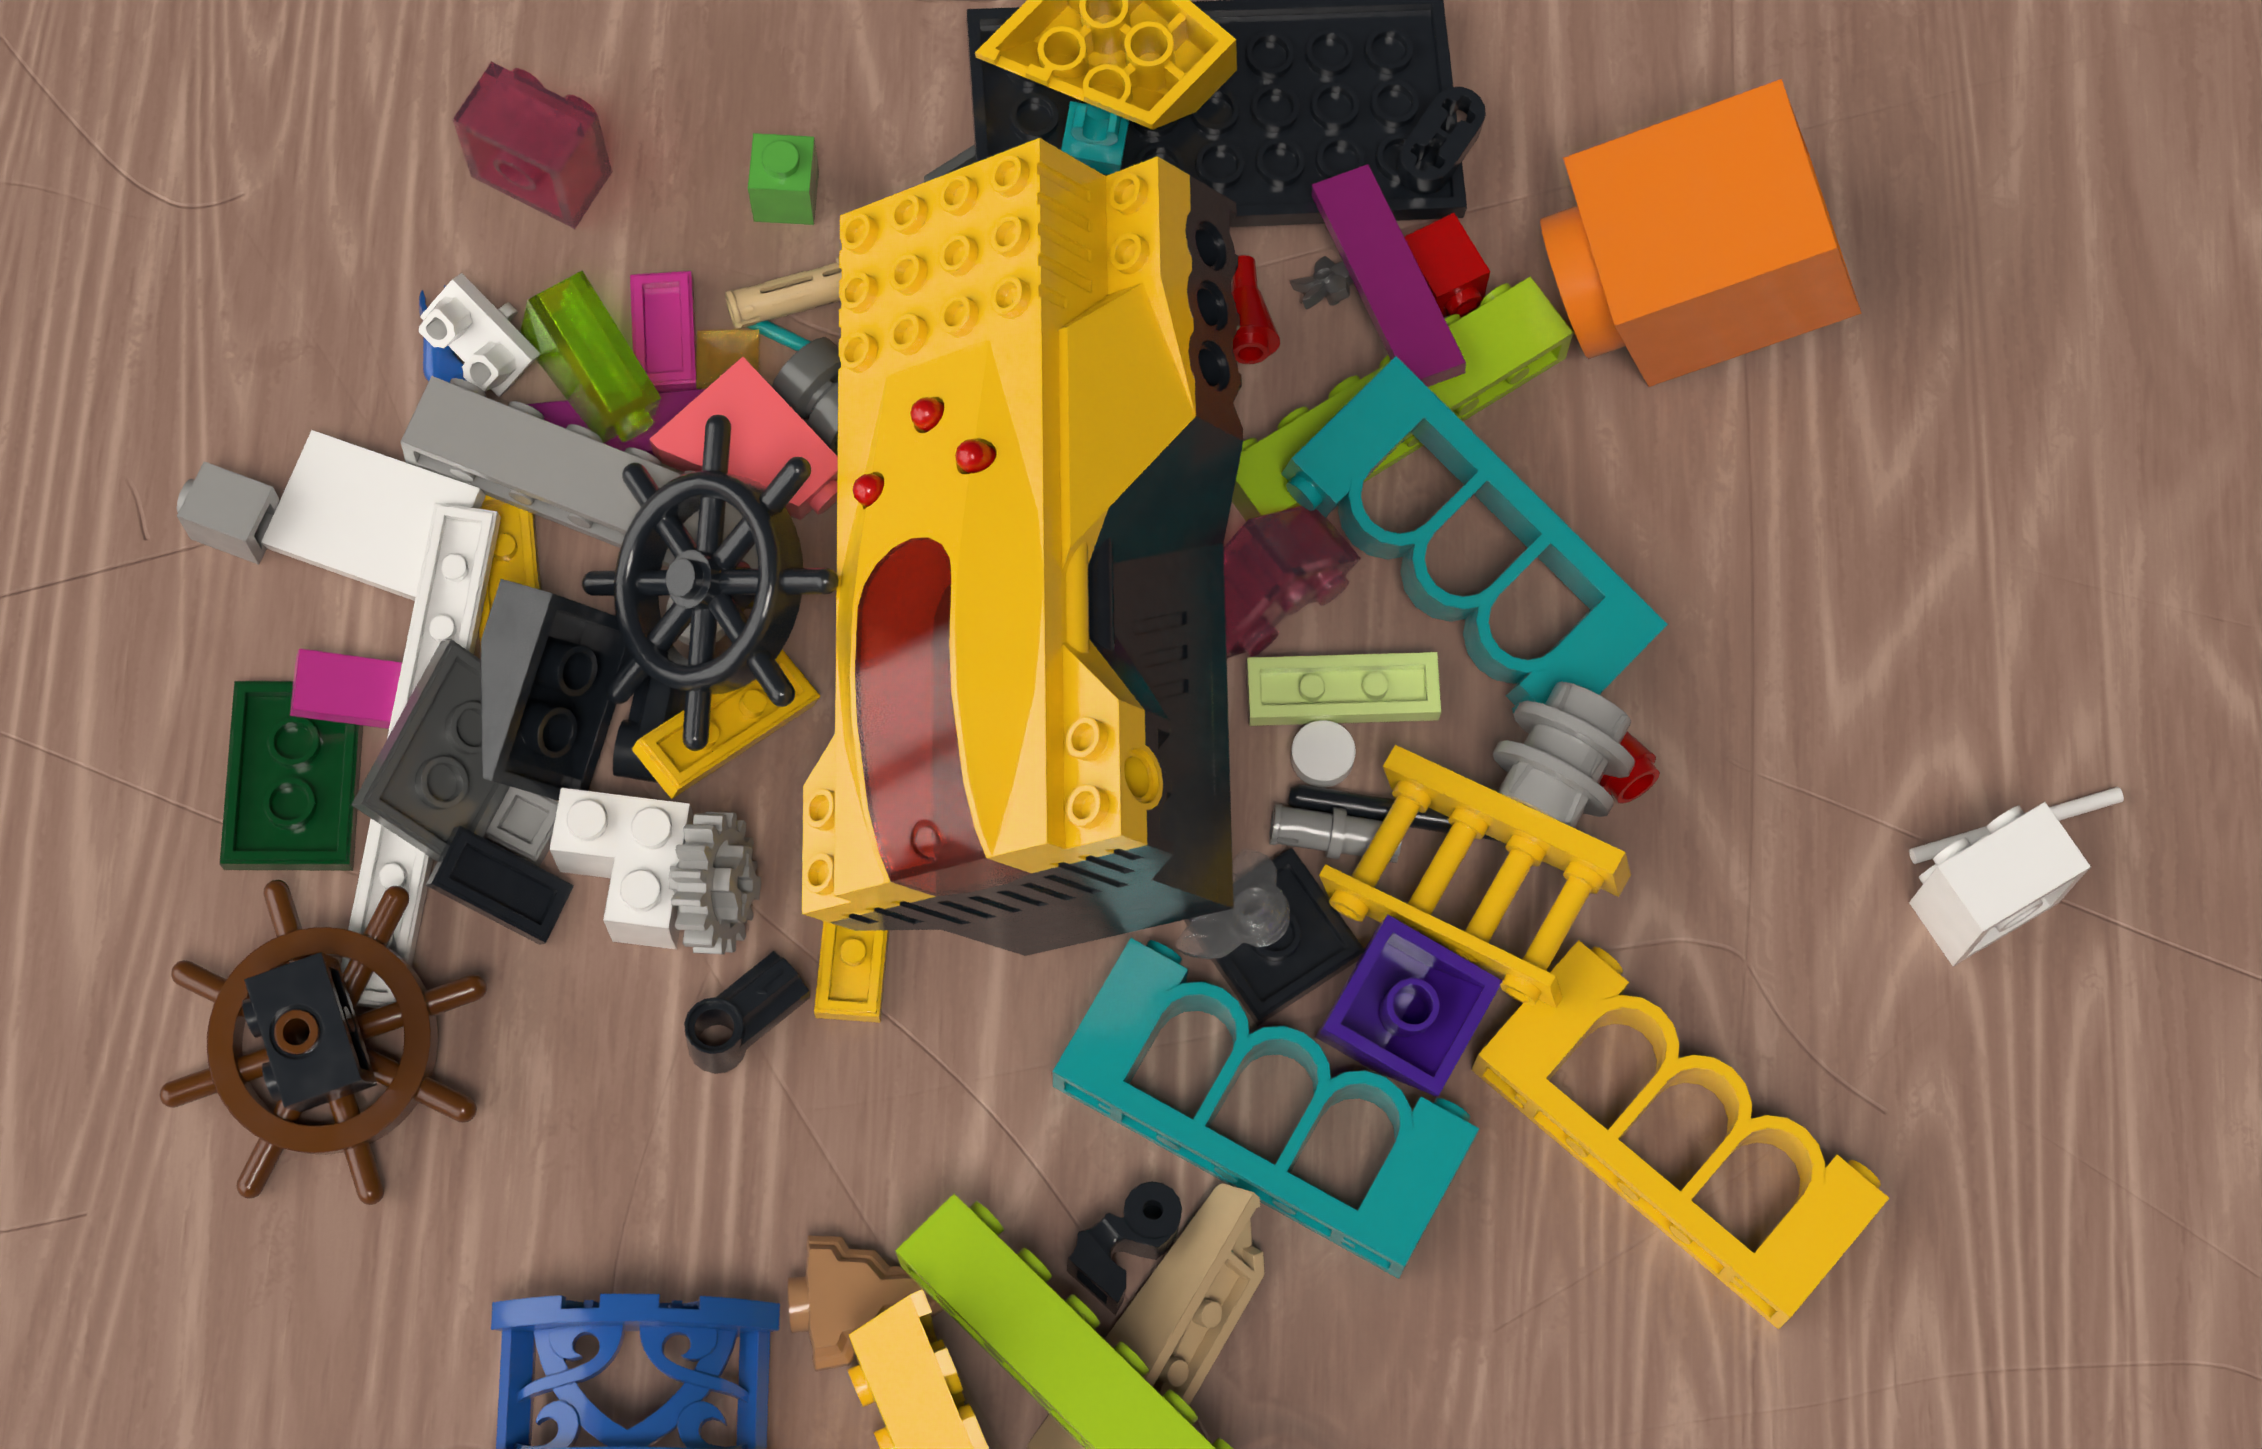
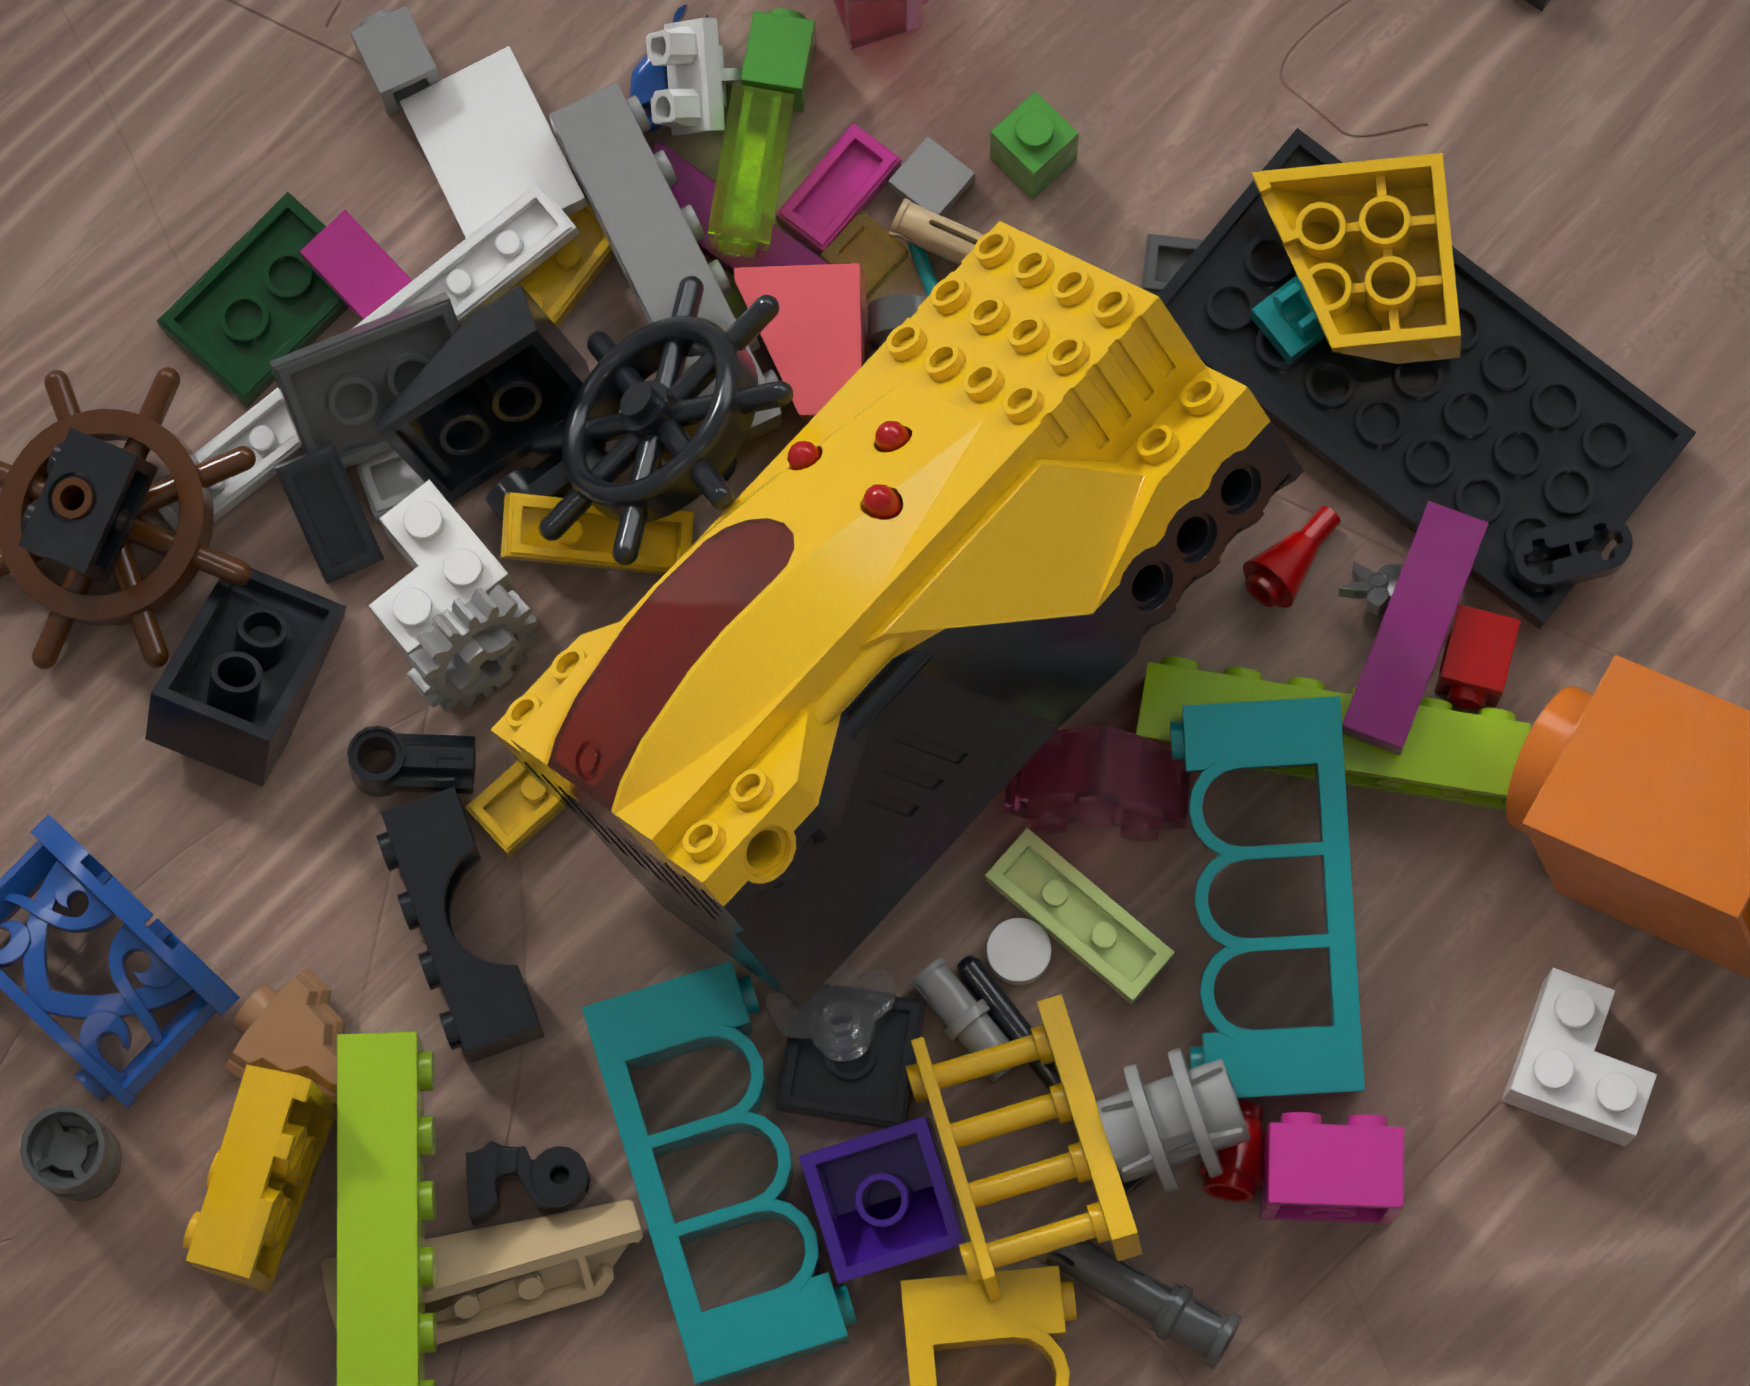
camera: 50 degrees right, 5 degrees up
(525, 263) = (780, 53): none -> bright green brick
(548, 1064) = (243, 675): none -> black slope
(725, 266) = (932, 178): none -> light grey tile
(969, 1137) = (485, 999): none -> black arch
(1679, 905) = (1170, 1310): none -> dark grey pin
(1702, 698) = (1332, 1170): none -> dark pink brick
(1779, 496) = (1562, 1073): none -> white brick

